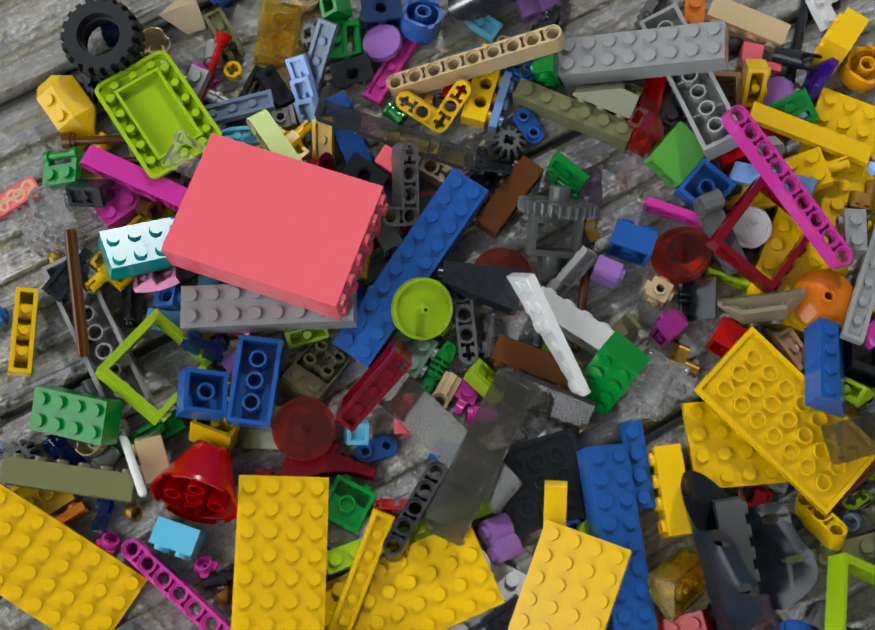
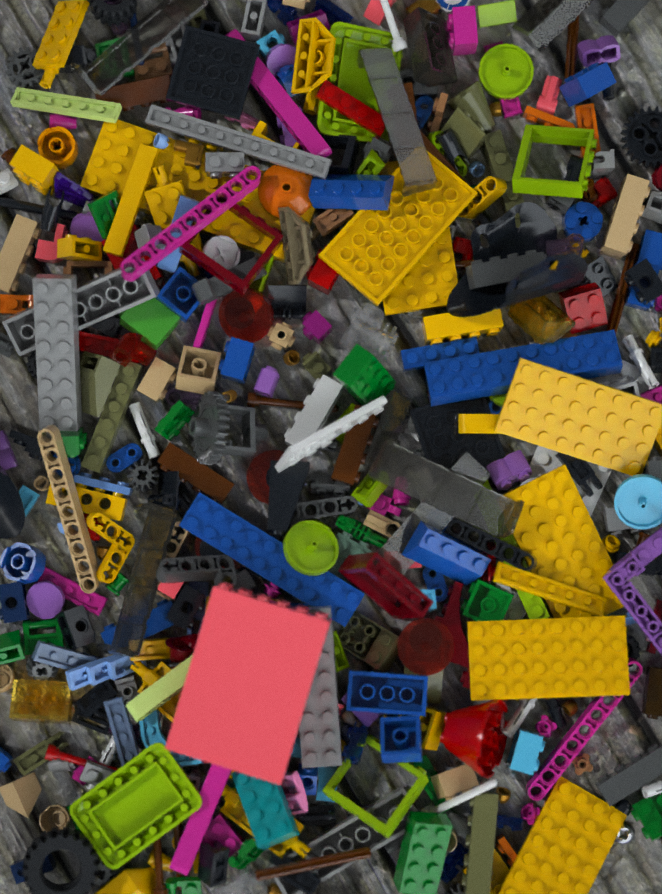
camera: 90 degrees left, 10 degrees up
(94, 225) = (247, 853): none -> green plate
(149, 209) = (225, 808): reddish brown bush -> none
(163, 610) = (586, 767): none -> medium nougat plate
(180, 159) = (186, 774): clear plate -> none
(208, 526) = (511, 729): none -> white pin
(236, 75) = (83, 738): yellow bush -> none
(377, 269) = (272, 590): none -> dark pink plate
(407, 458) = (446, 554): none -> blue slope
(548, 149) = (147, 437): none -> white pin
(573, 271) = (267, 413): light grey hinge -> none
(612, 161) = (157, 380): none -> tan brick
(621, 198) = (197, 370): none -> tan brick
(634, 305) = (291, 358): none -> pearl gold hinge
(679, 353) = (341, 318): pearl gold piece -> none

